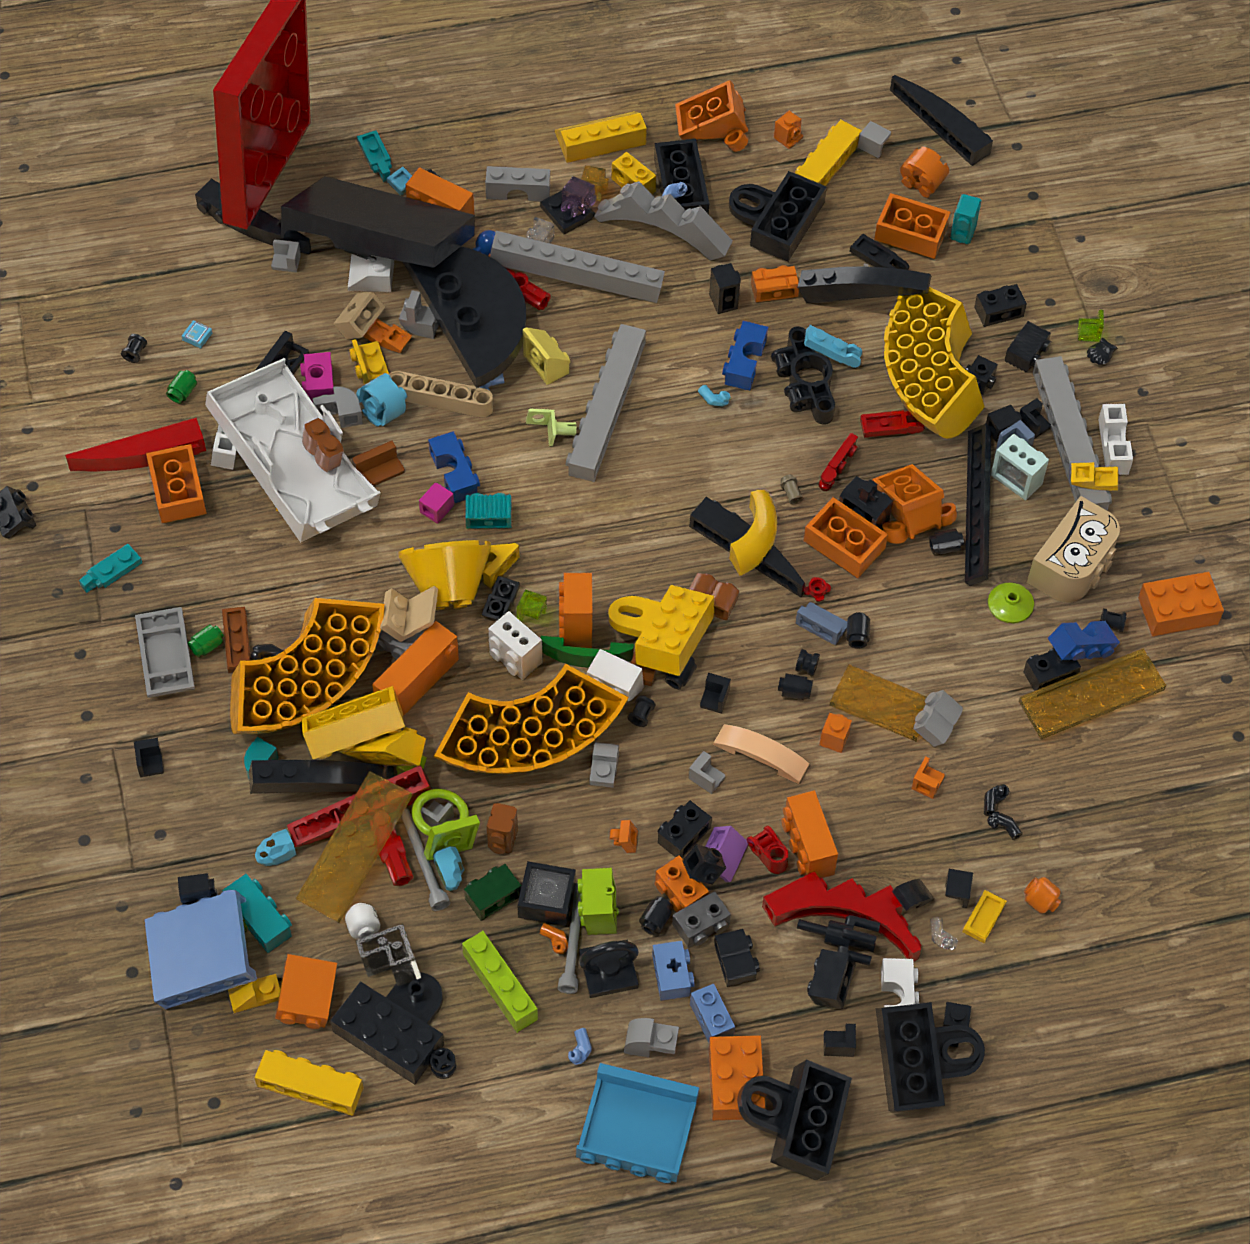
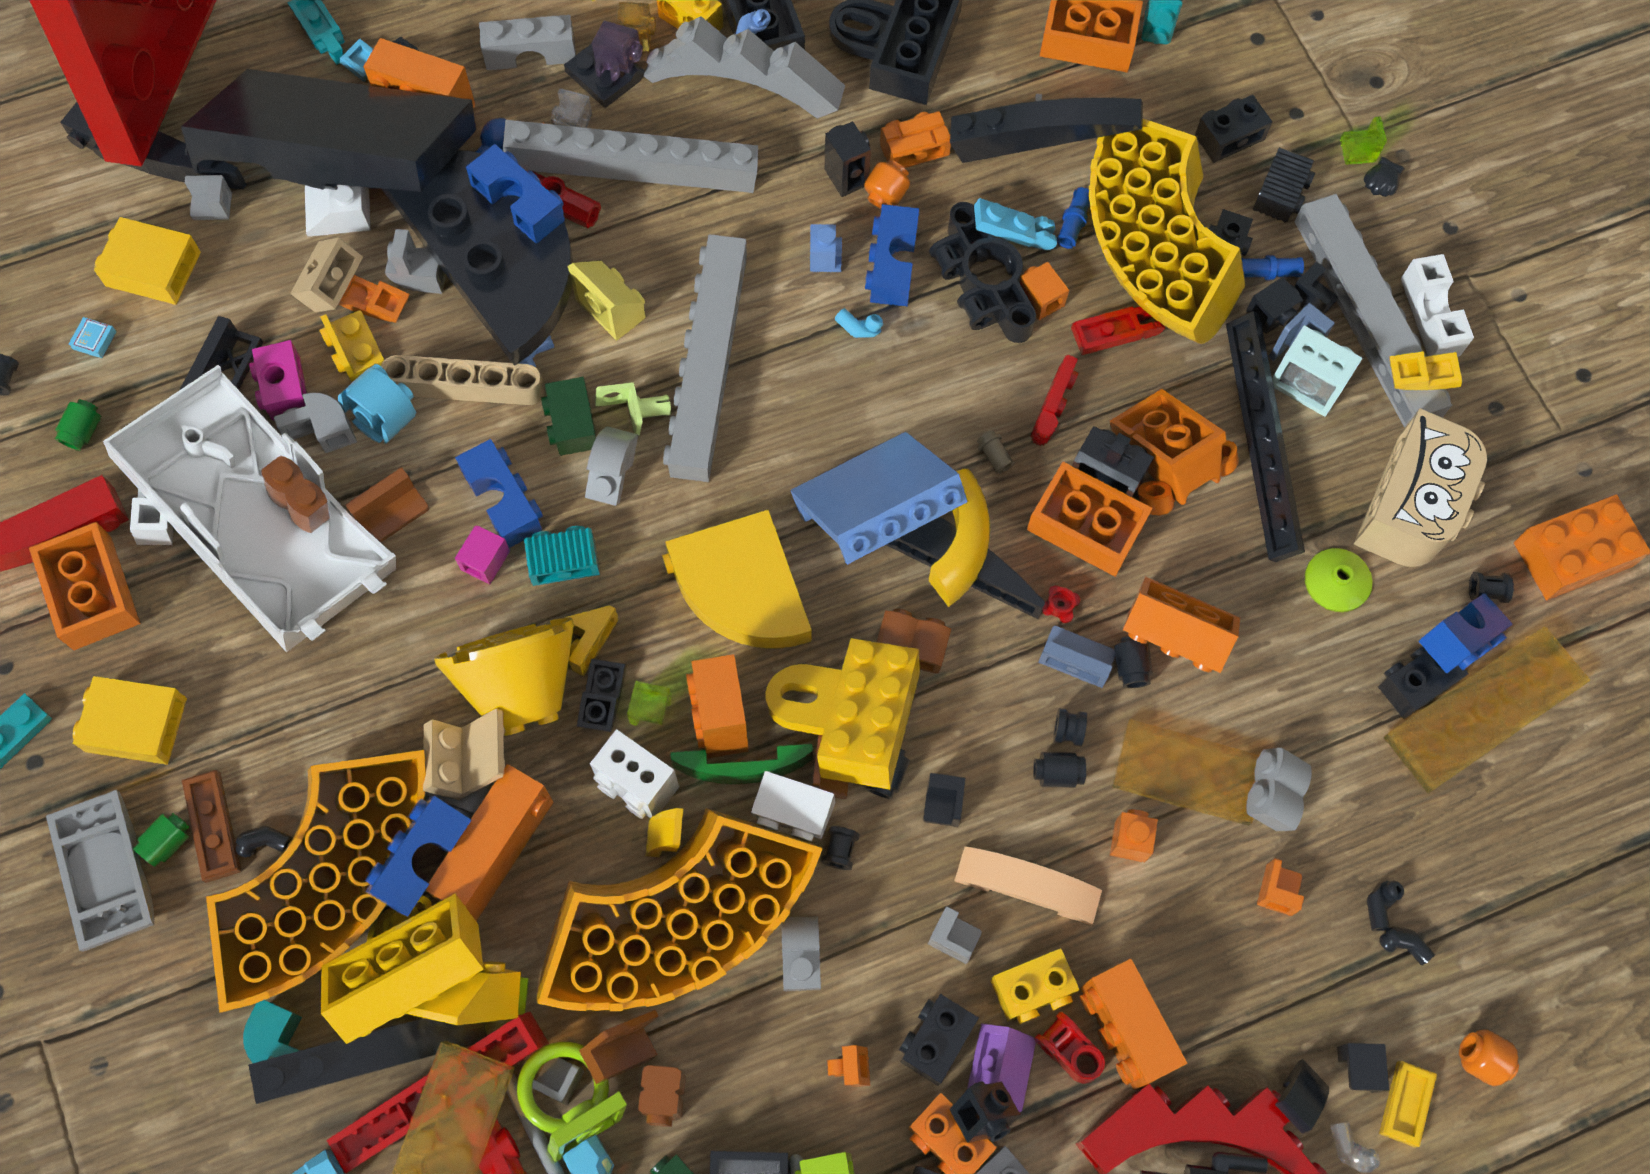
camera: 10 degrees left, 10 degrees up
(148, 757) = (95, 1056): black panel -> none
(193, 568) = (129, 720): none -> yellow brick
(240, 290) = (147, 260): none -> yellow brick
(356, 677) = (395, 880): none -> blue arch
(478, 796) = (619, 1048): none -> dark orange panel
(487, 265) = (499, 175): none -> blue arch
(509, 426) = (570, 416): none -> dark green brick
(528, 680) = (664, 832): none -> yellow slope
(529, 457) = (608, 463): none -> light grey brick
(604, 543) = (740, 582): none -> yellow brick
(699, 345) = (825, 248): none -> medium blue brick
(705, 499) = (880, 495): none -> medium blue panel
(750, 308) = (887, 183): none -> orange head
(753, 808) = (1034, 986): none -> yellow brick
(845, 392) = (1044, 289): none -> orange brick
(876, 254) = (1049, 77): black hinge -> none
(876, 350) = (1074, 218): none -> blue pin
(892, 608) = (1182, 625): none -> orange brick
(946, 541) = (1231, 501): black brick -> none
(1005, 398) = (1273, 267): none -> blue pin

